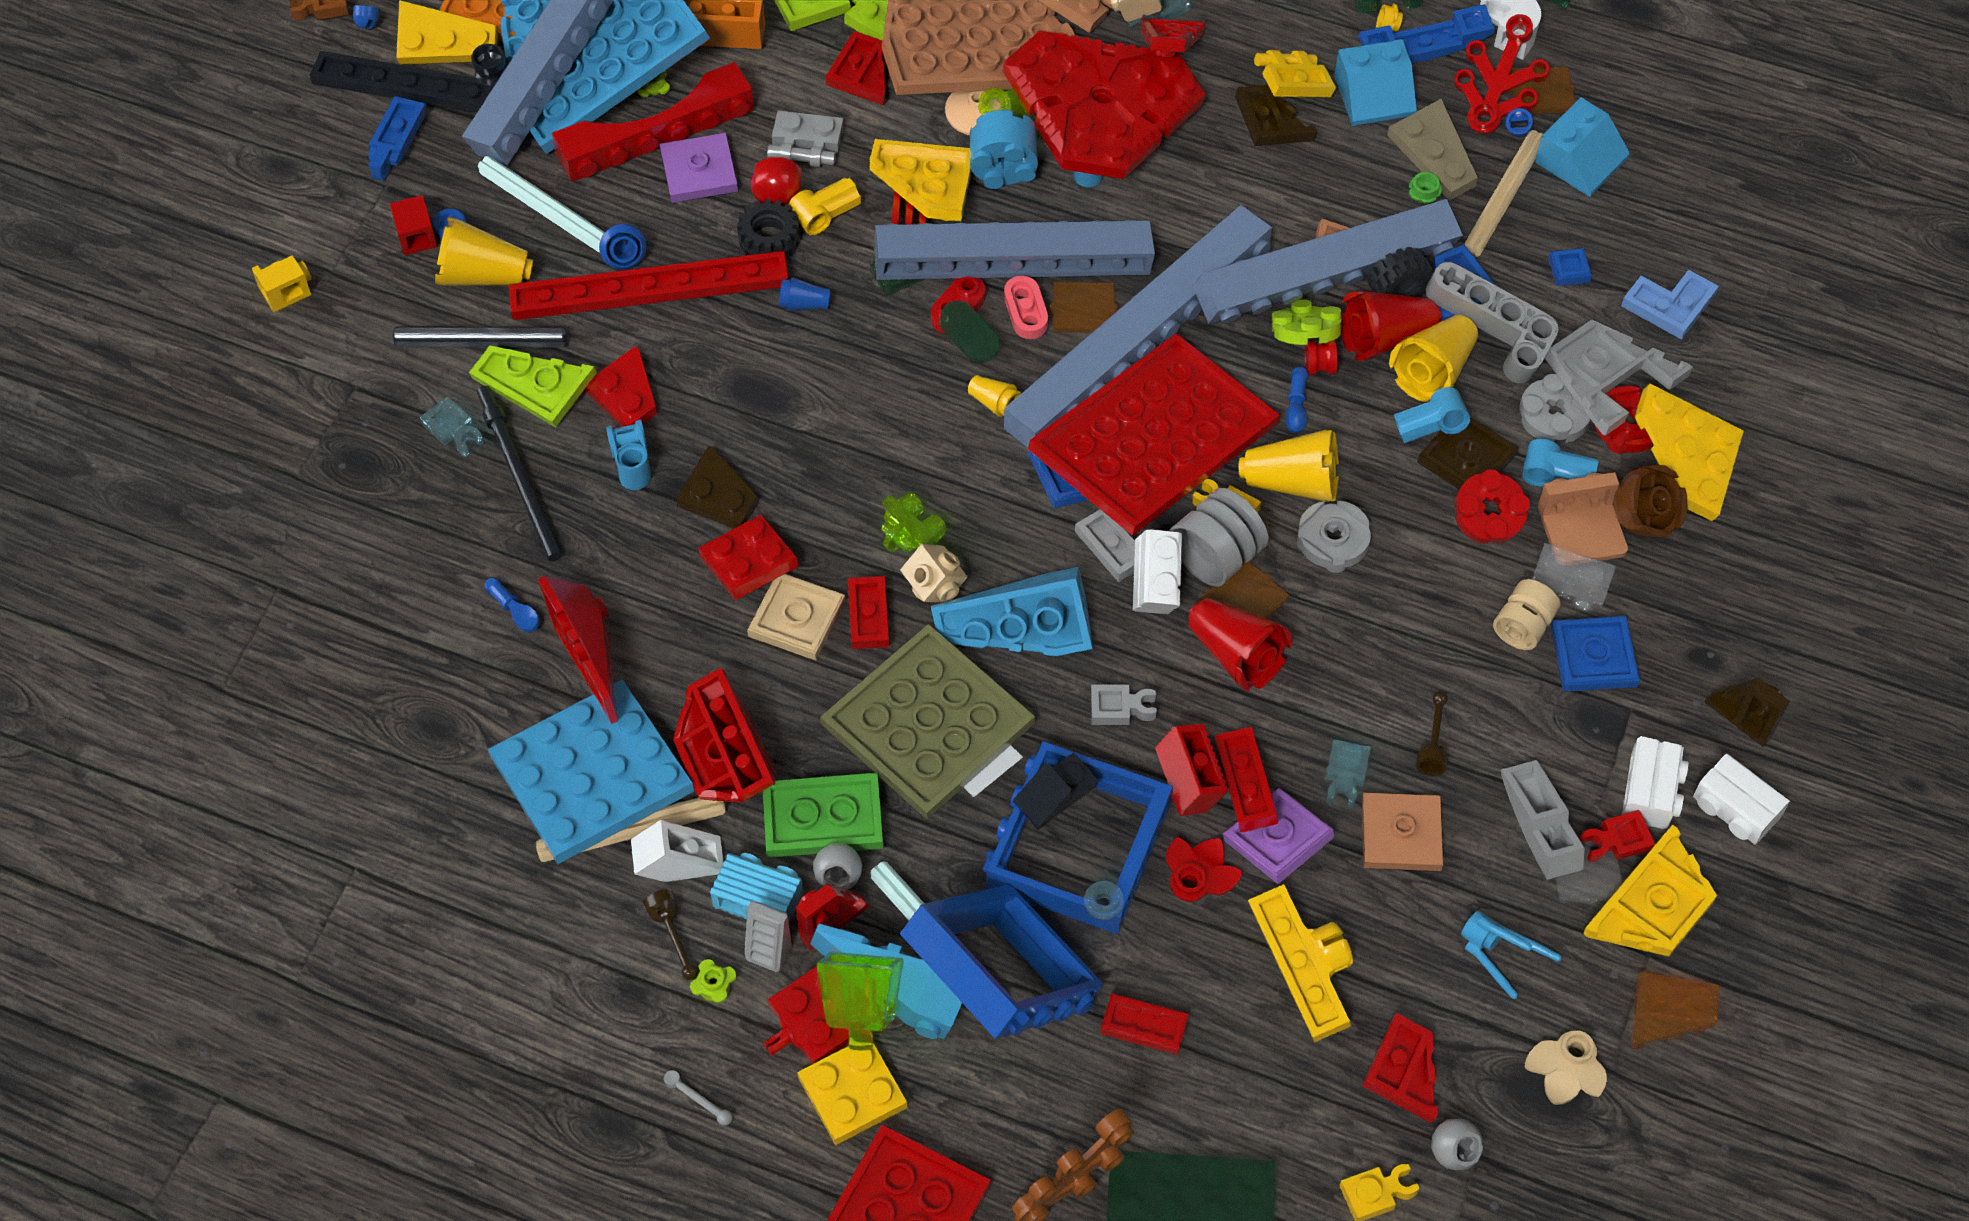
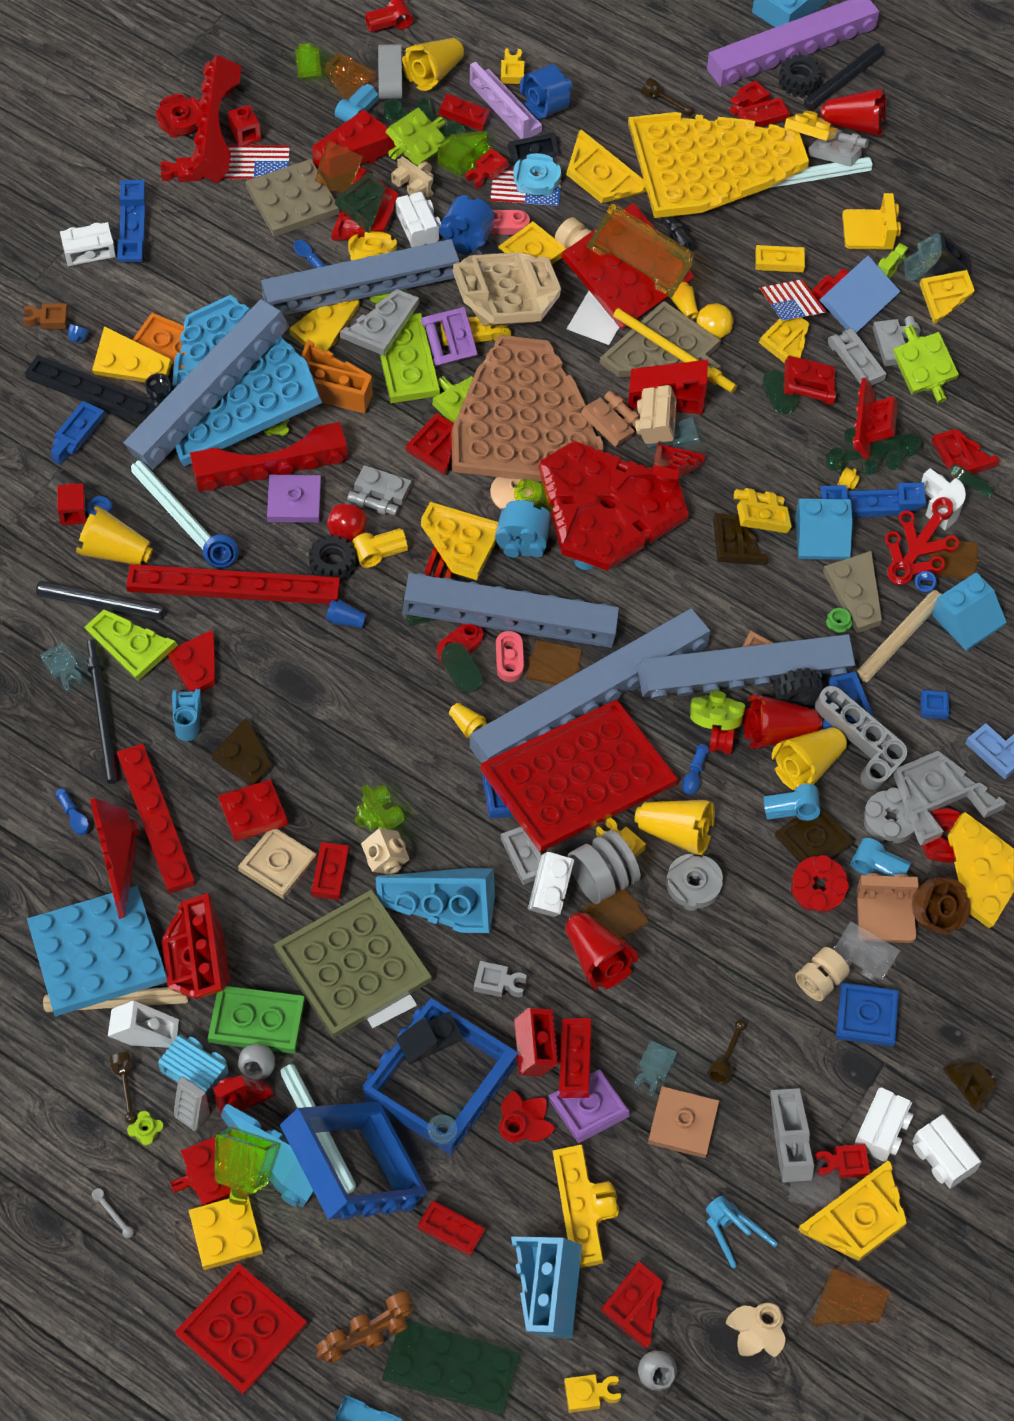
camera: 10 degrees right, 0 degrees up
(624, 592) = (155, 819): none -> red plate
(1291, 1063) = (549, 1283): none -> dark azure wedge

